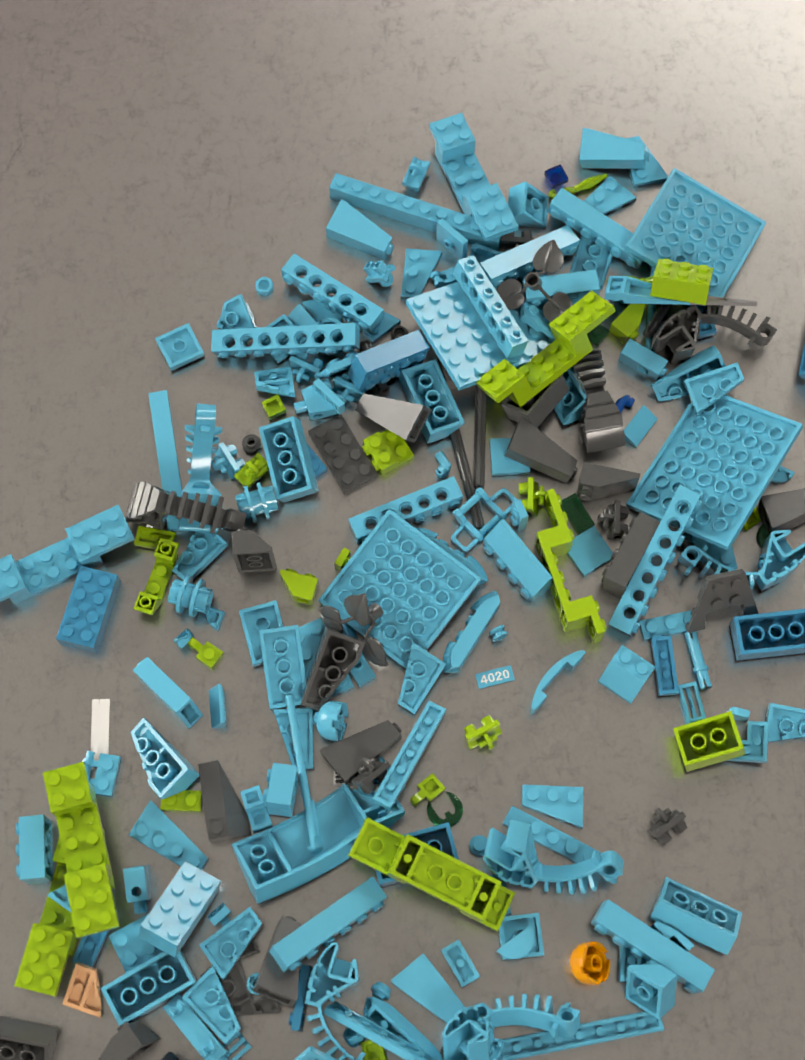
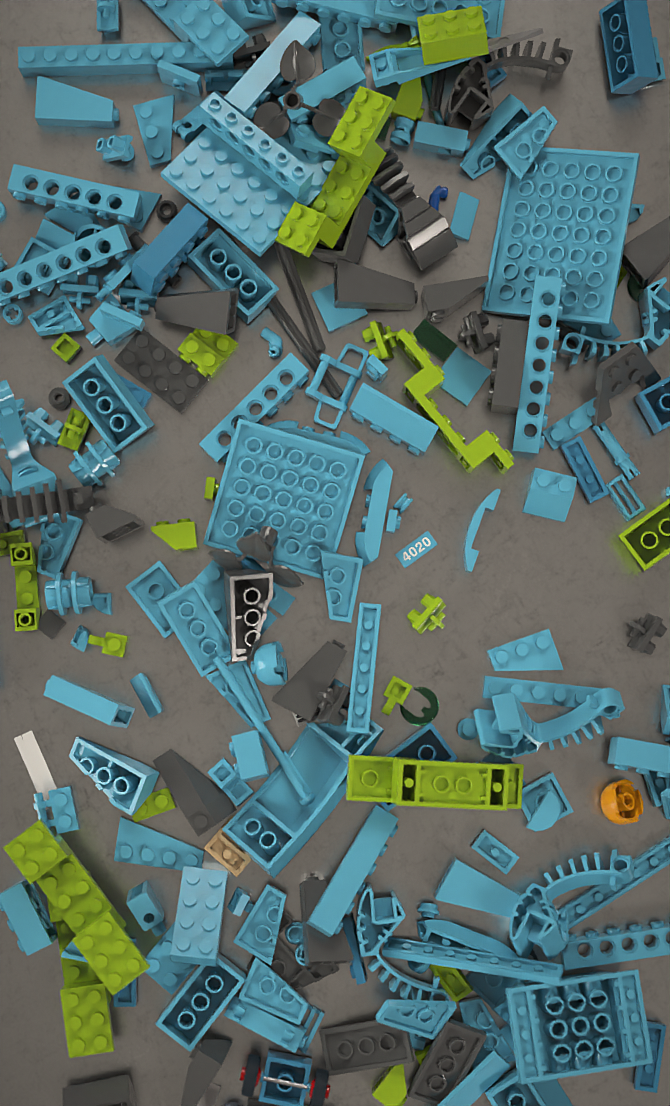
camera: 25 degrees left, 15 degrees up
(84, 990) = (139, 1029): light nougat wing -> none
(164, 617) = (50, 624): none -> dark grey tile
(227, 867) = (227, 852): none -> tan wing
(240, 361) = (6, 310): none -> medium azure bush
(254, 962) = (294, 933): none -> medium azure plate
(483, 645) = (393, 521): none -> medium azure plate
(615, 342) = (402, 131): none -> medium azure wheel

